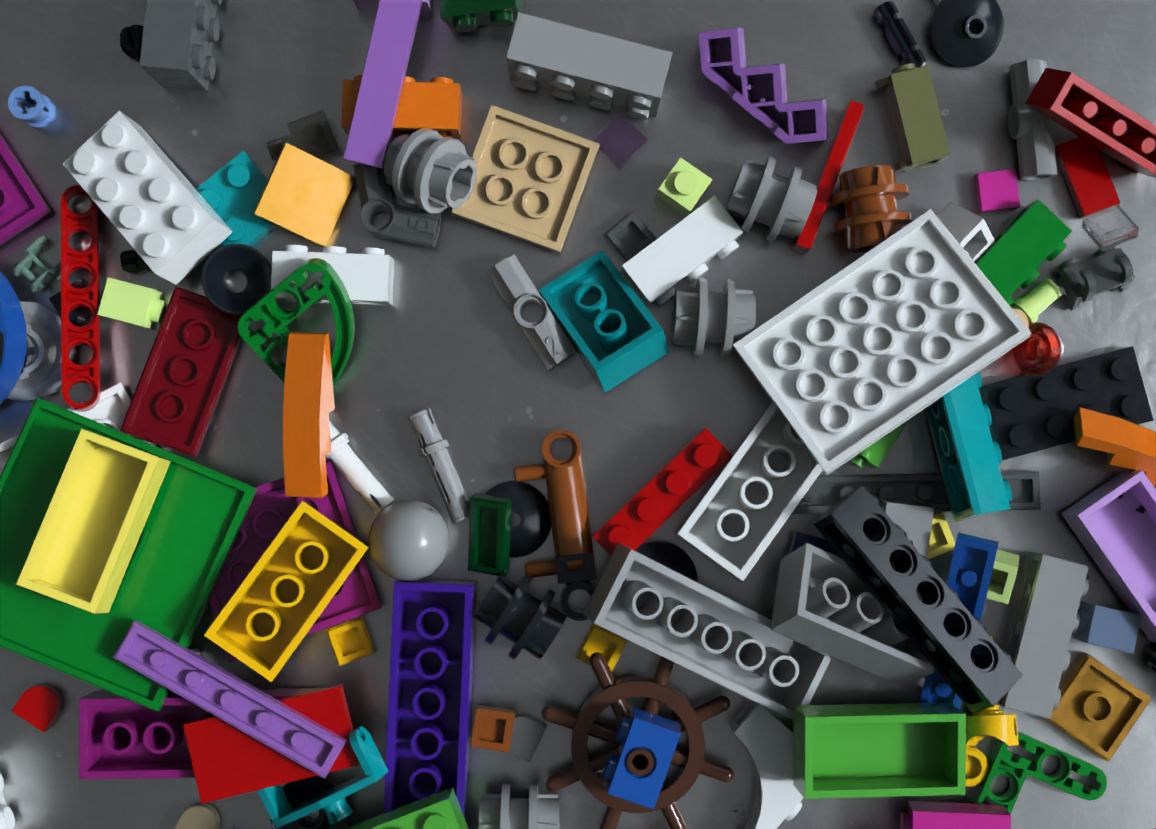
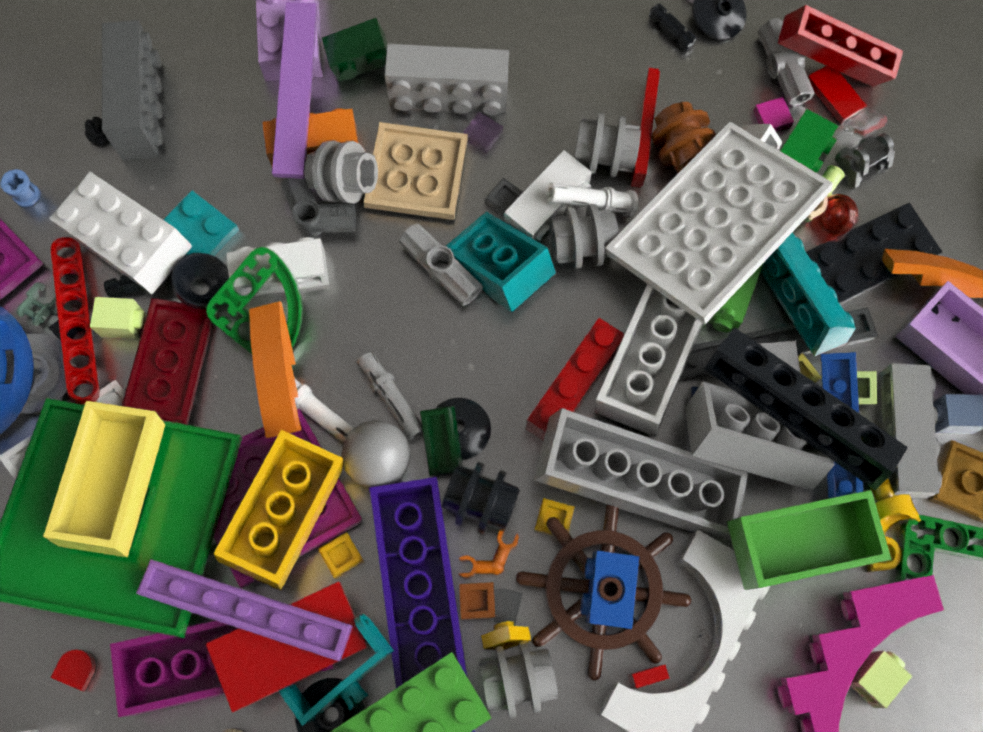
camera: 10 degrees left, 15 degrees down
(304, 195) = (245, 211): tile -> none
(308, 134) = (242, 170): clear smoke plate -> none
(516, 688) = (494, 566): none -> orange arm
(516, 773) = (505, 635): none -> yellow plate
(569, 521) = (515, 444): dark orange piece -> none
(683, 188) = (538, 151): yellowish green brick -> none
(751, 272) = (605, 199): none -> white pin
(760, 88) = (579, 73): medium lavender brick -> none
(914, 117) = (699, 74): olive brick -> none

